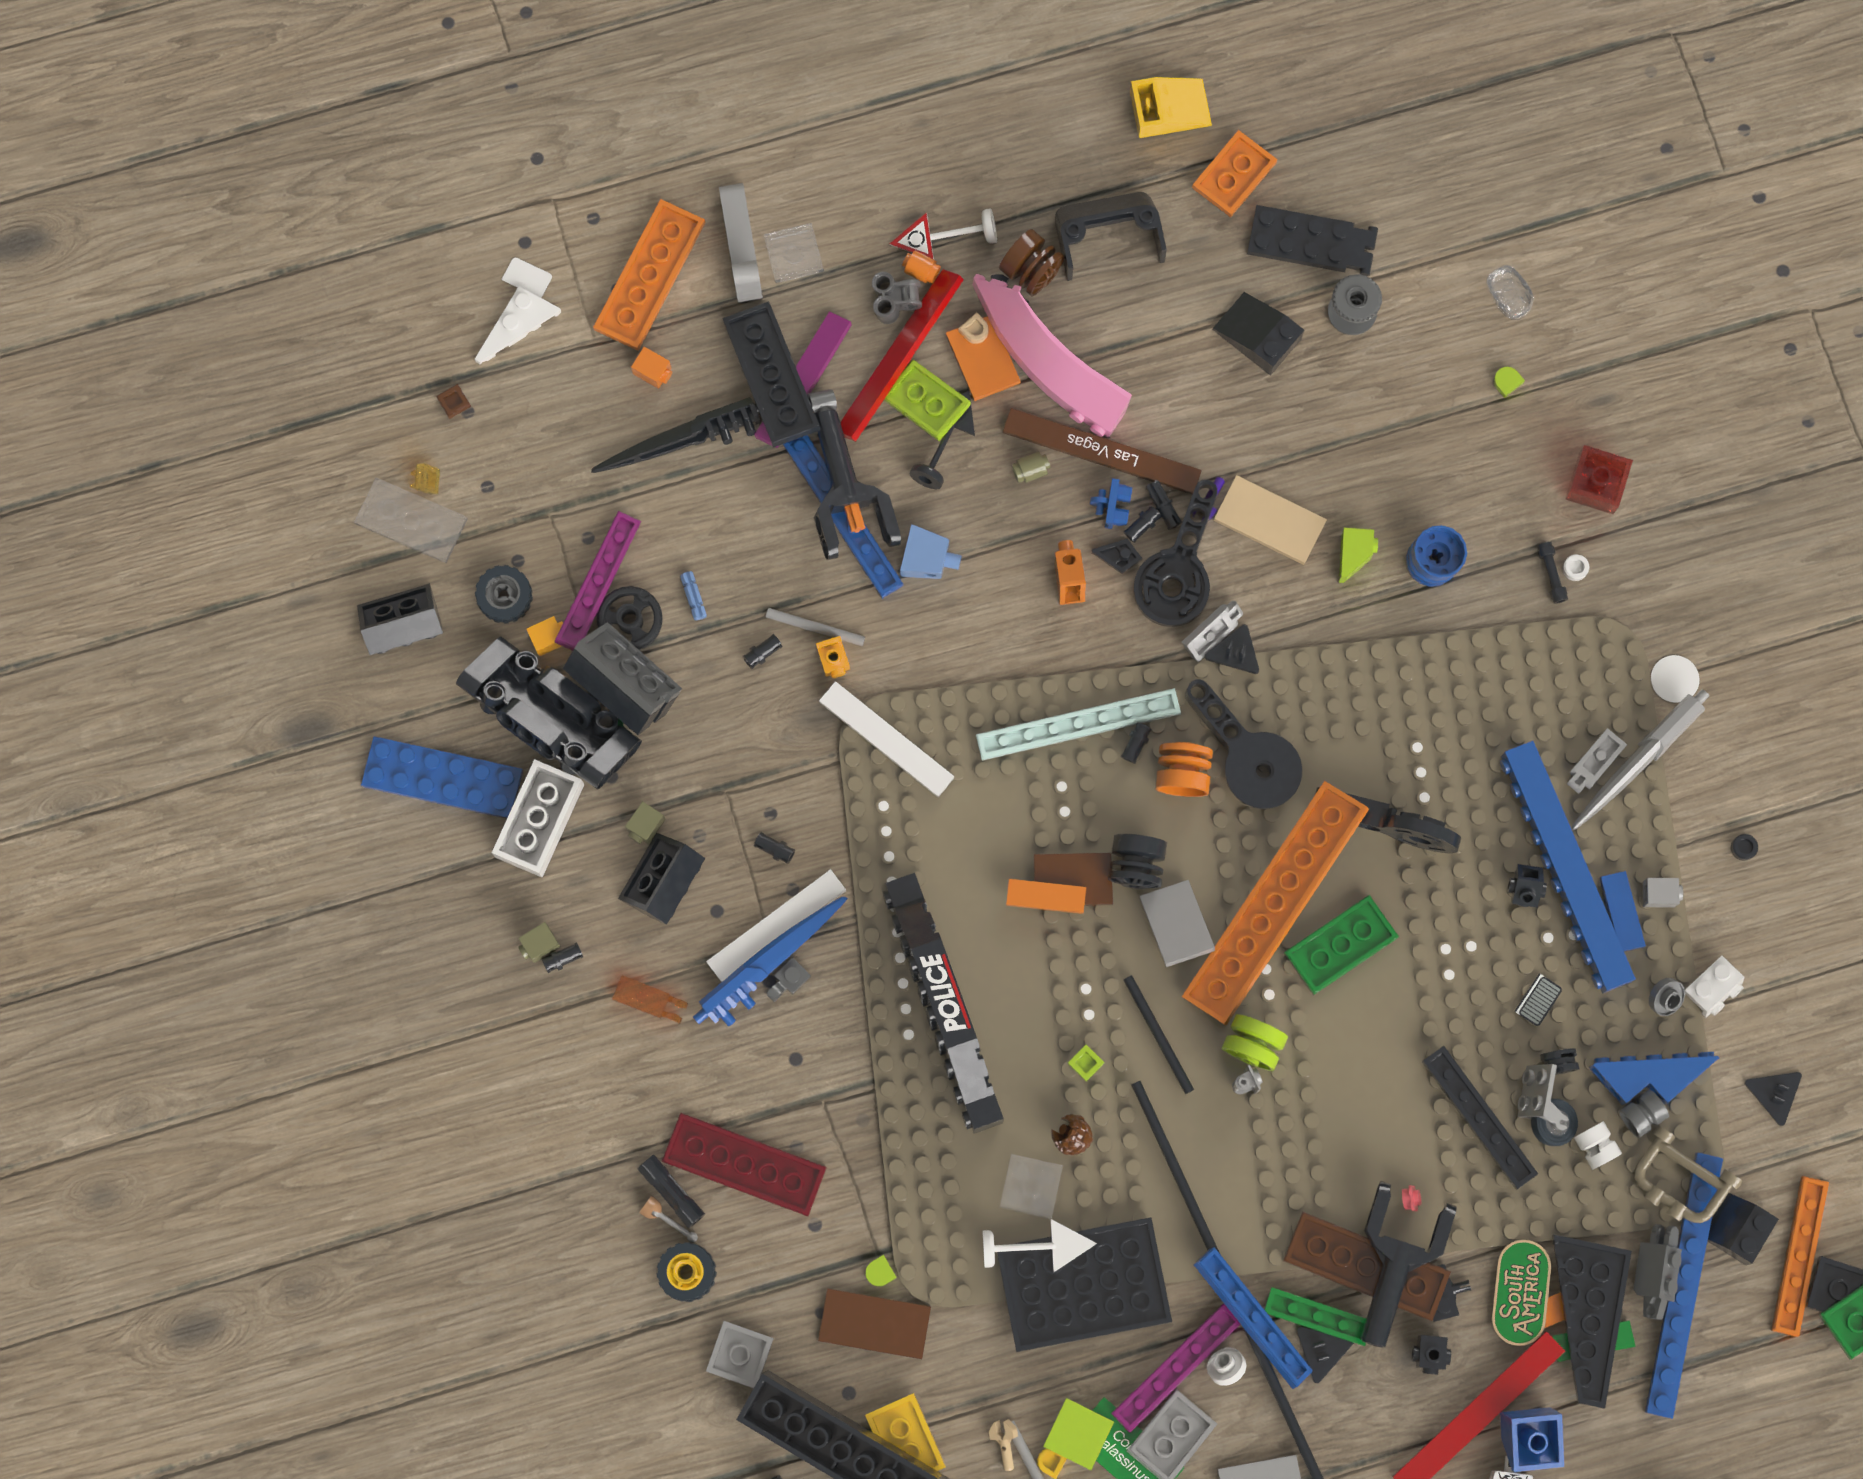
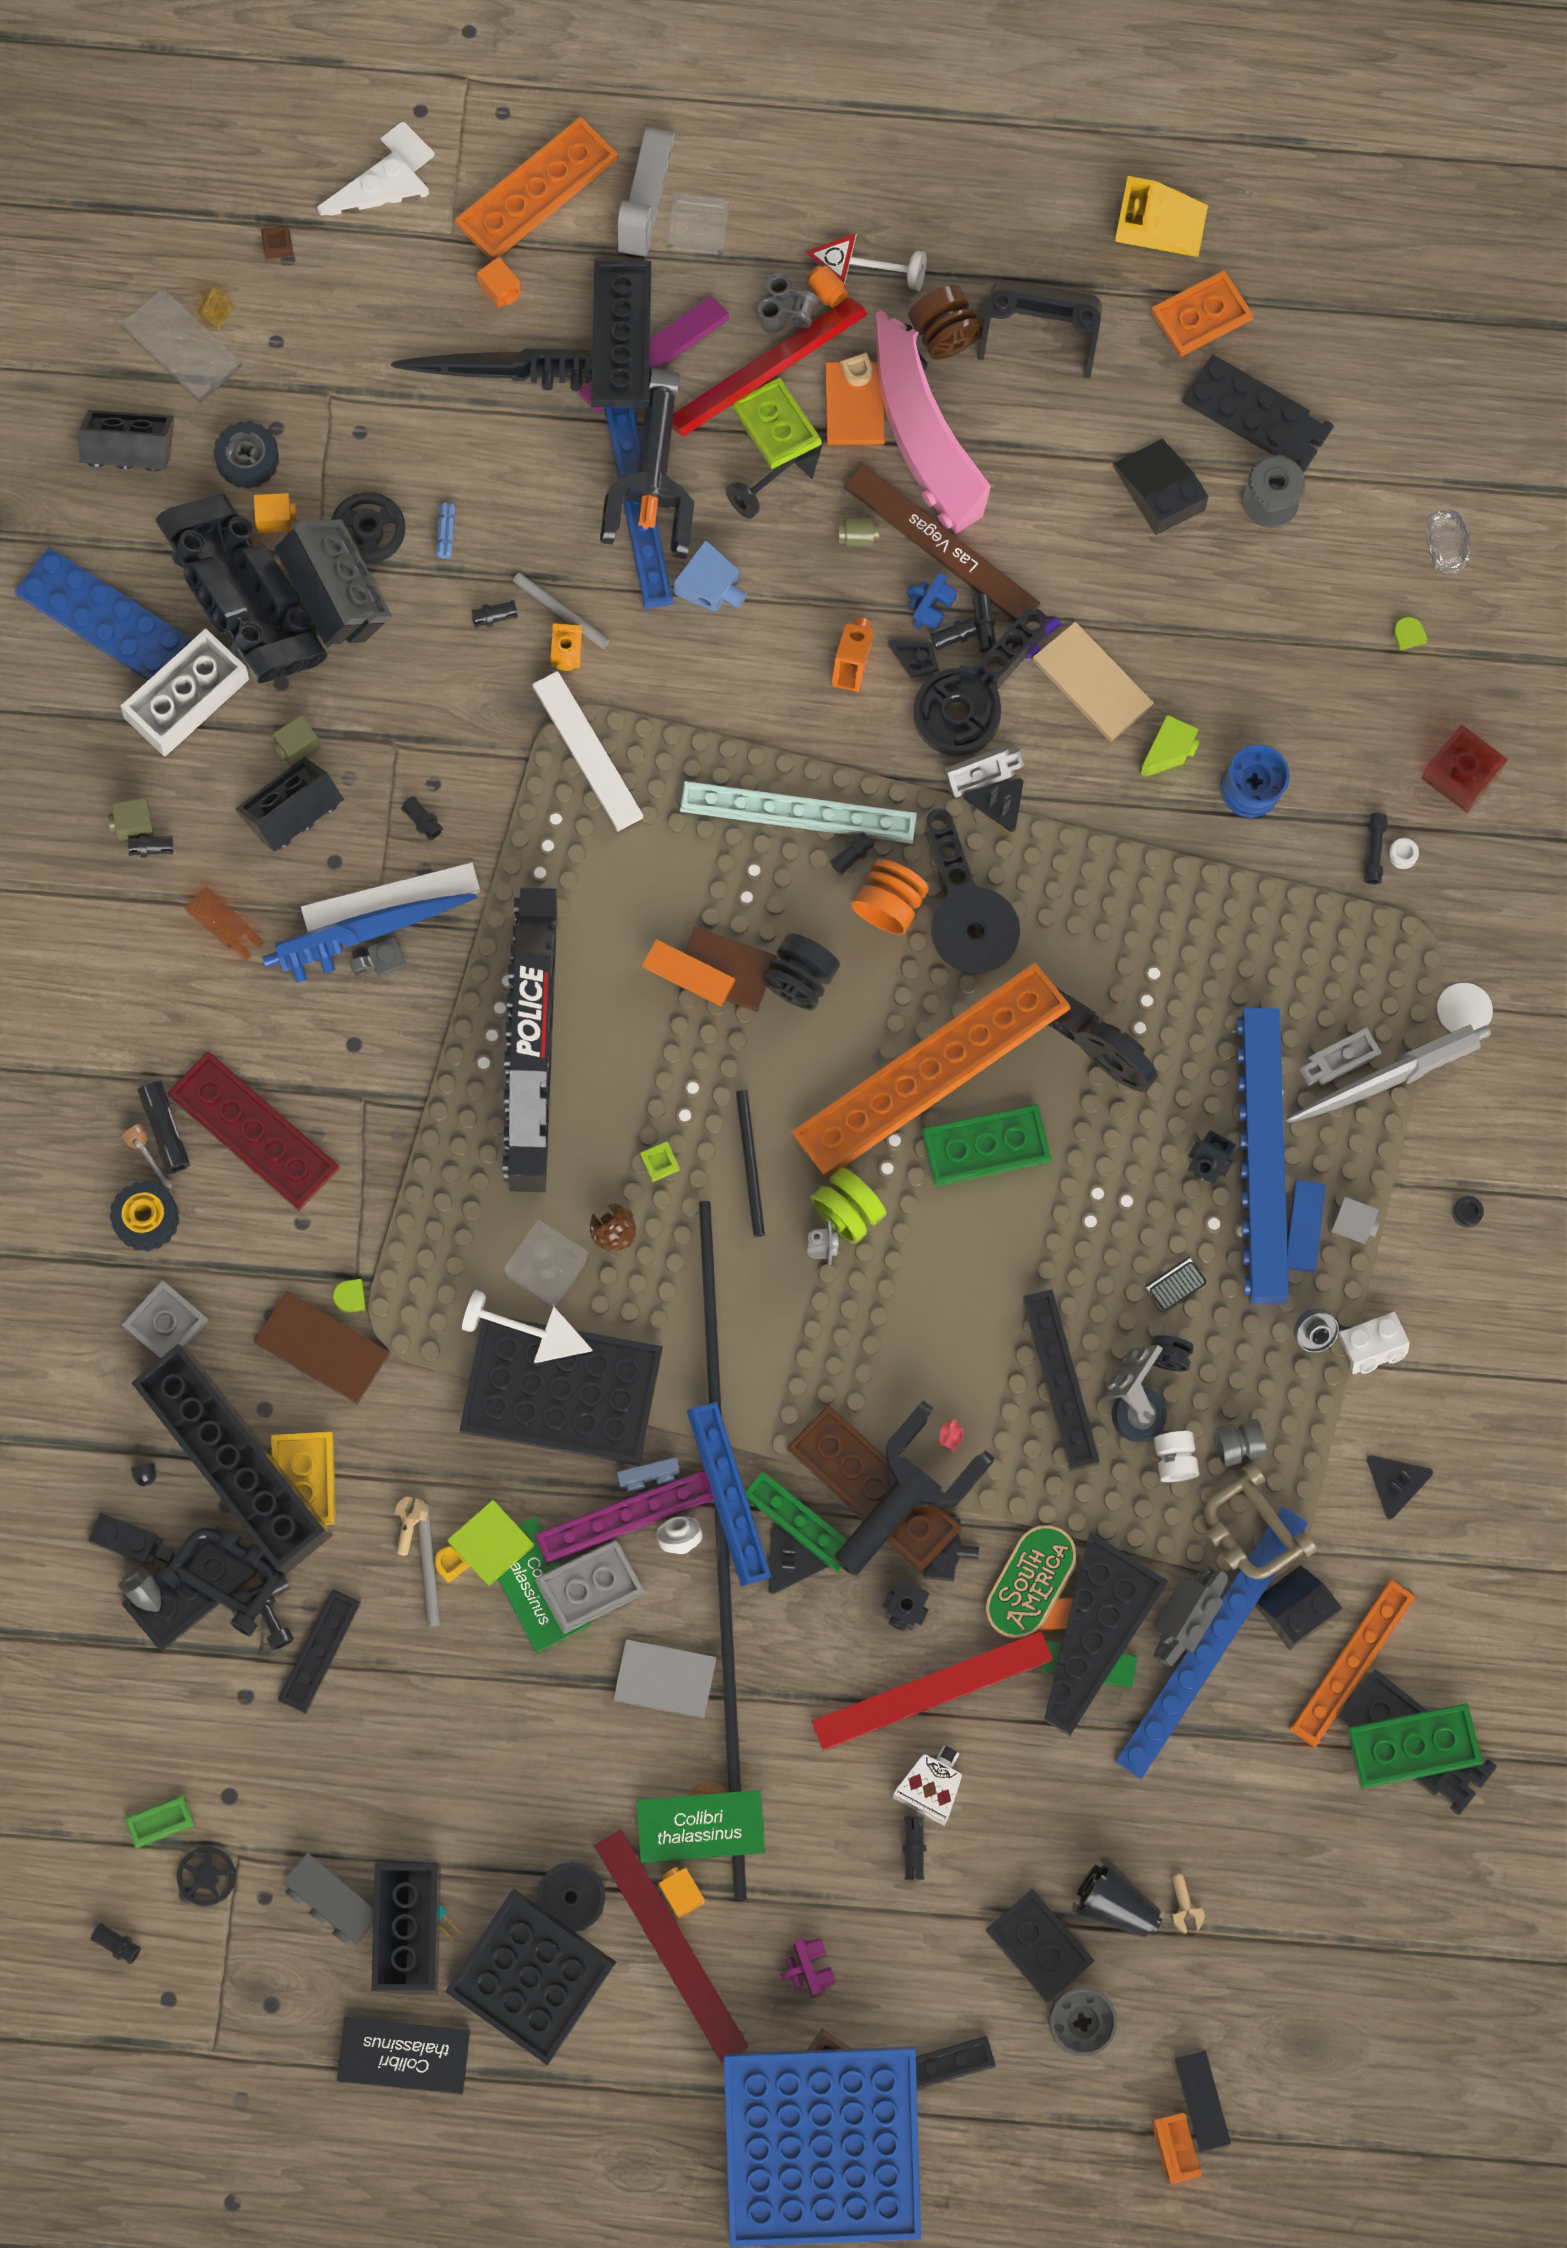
camera: 15 degrees right, 5 degrees down
(598, 580) = (352, 474): magenta tile -> none
(1177, 923) = (817, 1054): light grey tile -> none
(1191, 1320) = (636, 1478): none -> sand blue plate
(1533, 1438) = (979, 1737): blue slope -> none
(1660, 1075) = (1279, 1412): blue slope -> none

